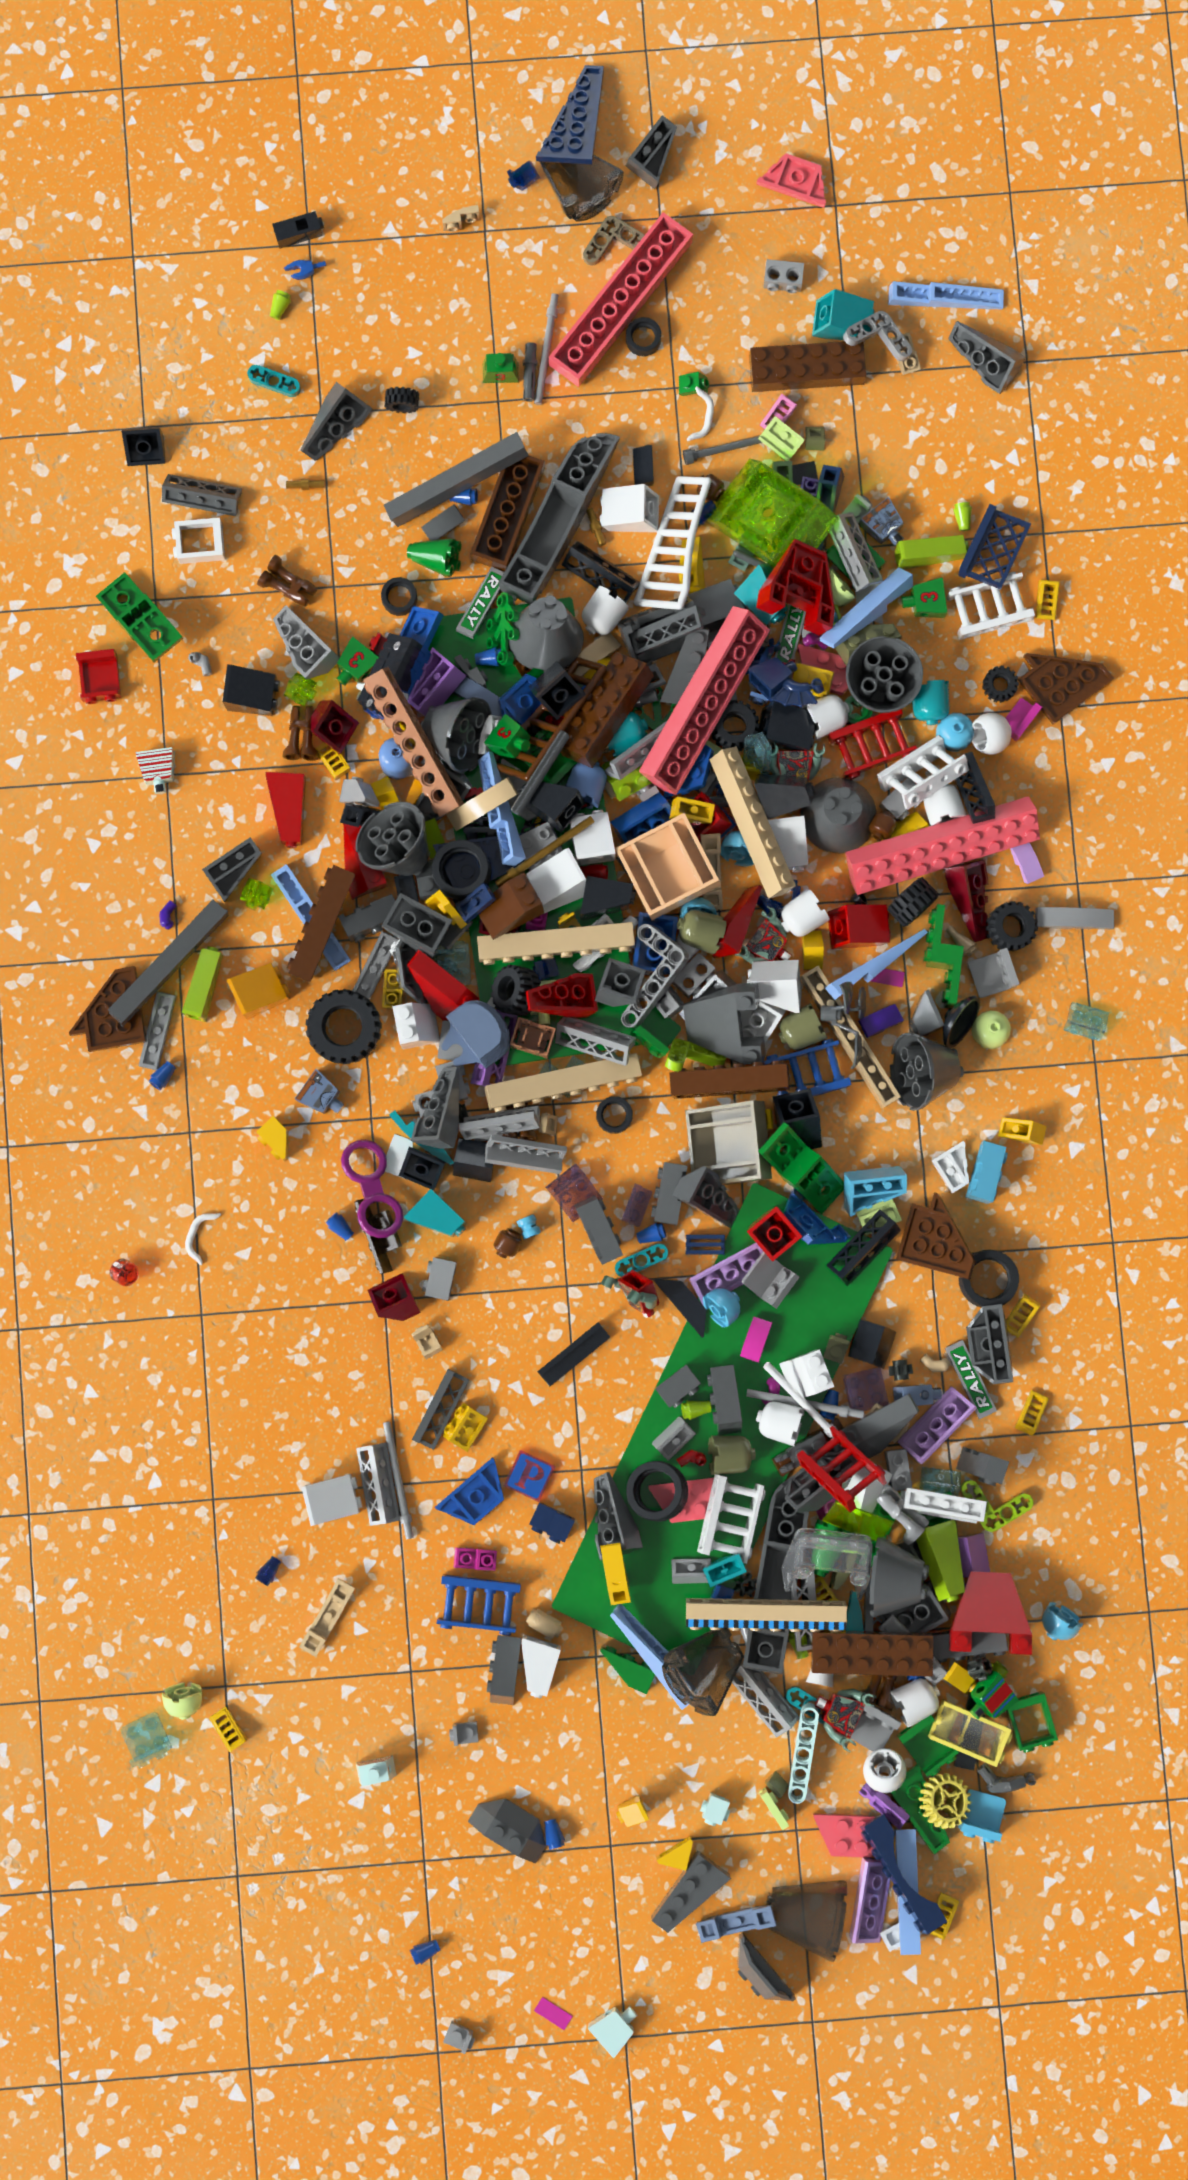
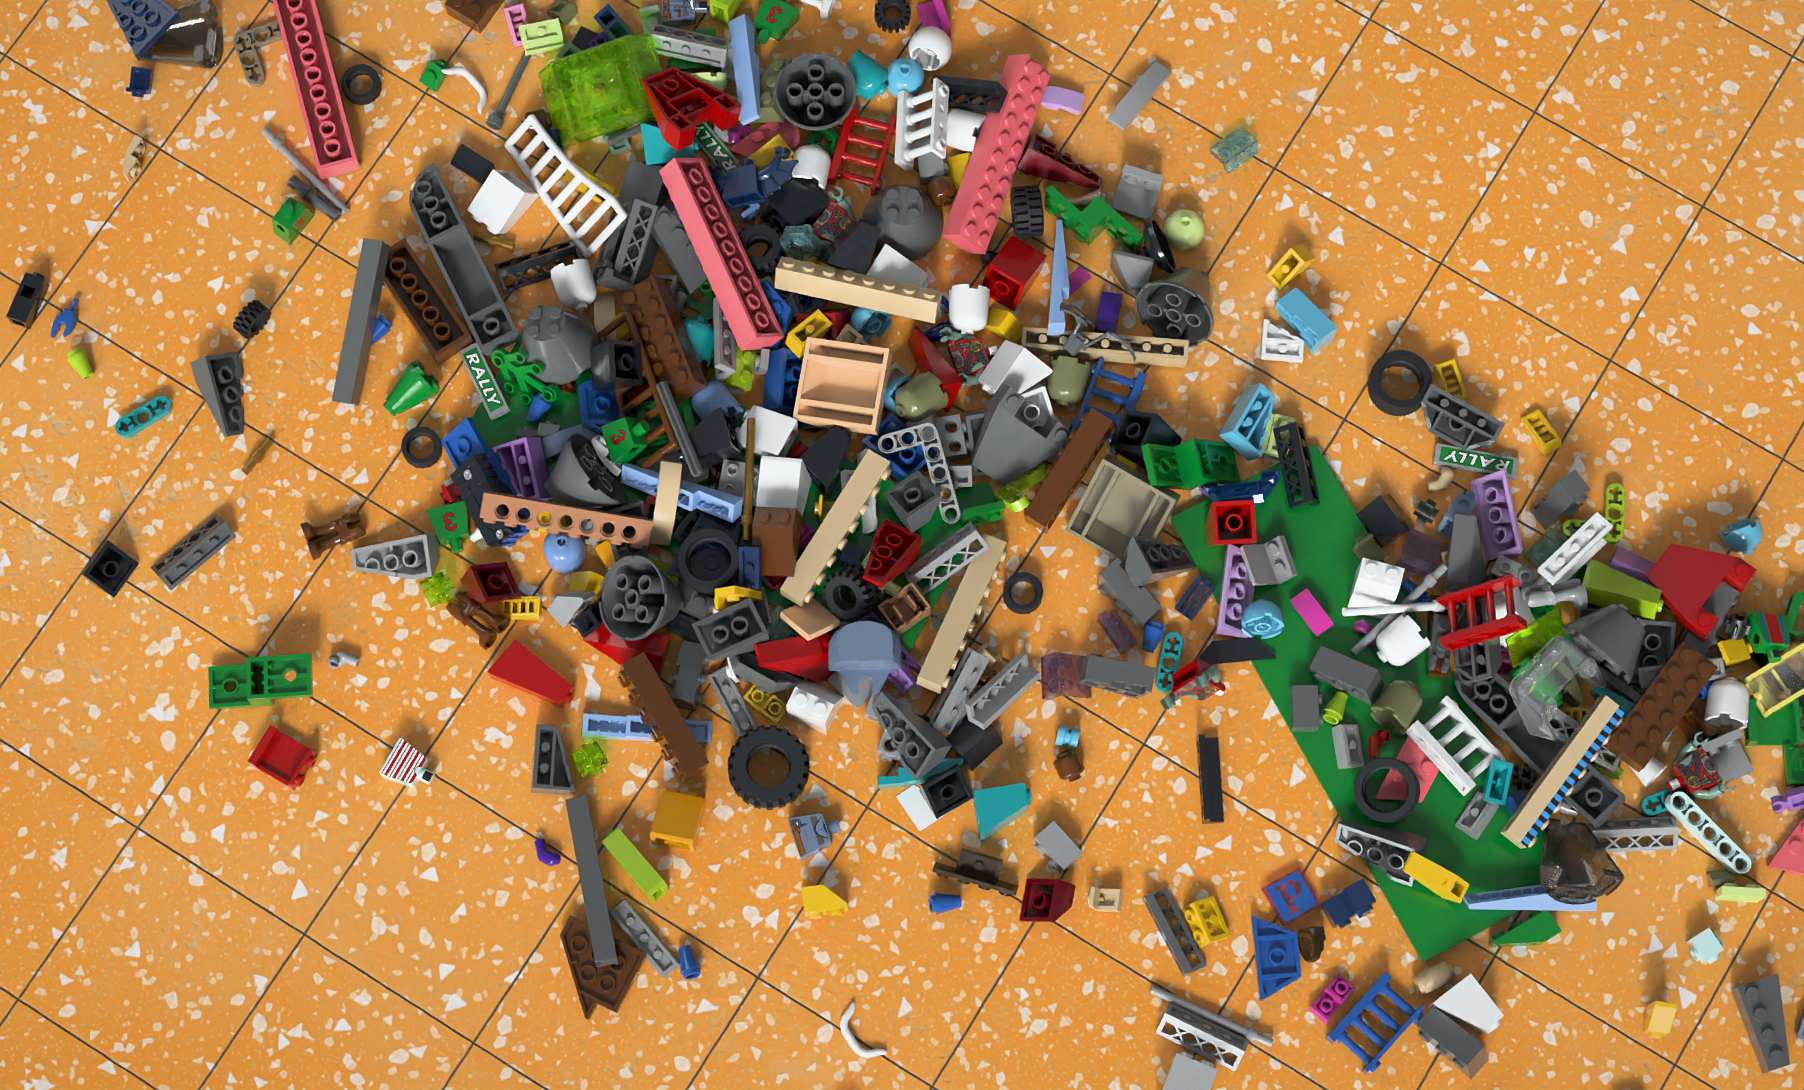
camera: 50 degrees left, 10 degrees down
(195, 557) = (248, 591): white window -> none
(250, 691) = (404, 633): black slope -> none
(372, 1188) = (932, 848): magenta bar -> none
(443, 523) = (387, 364): dark grey slope -> none
(474, 975) = (810, 619): none -> light nougat tile
(505, 1514) = (1311, 942): none -> dark brown rock
(677, 1855) = (1724, 1008): yellow slope -> none
(884, 1760) = (1771, 764): white wheel -> none
(935, 1241) = (1335, 402): reddish brown wing -> none
(1026, 921) = (1111, 135): black tyre -> none

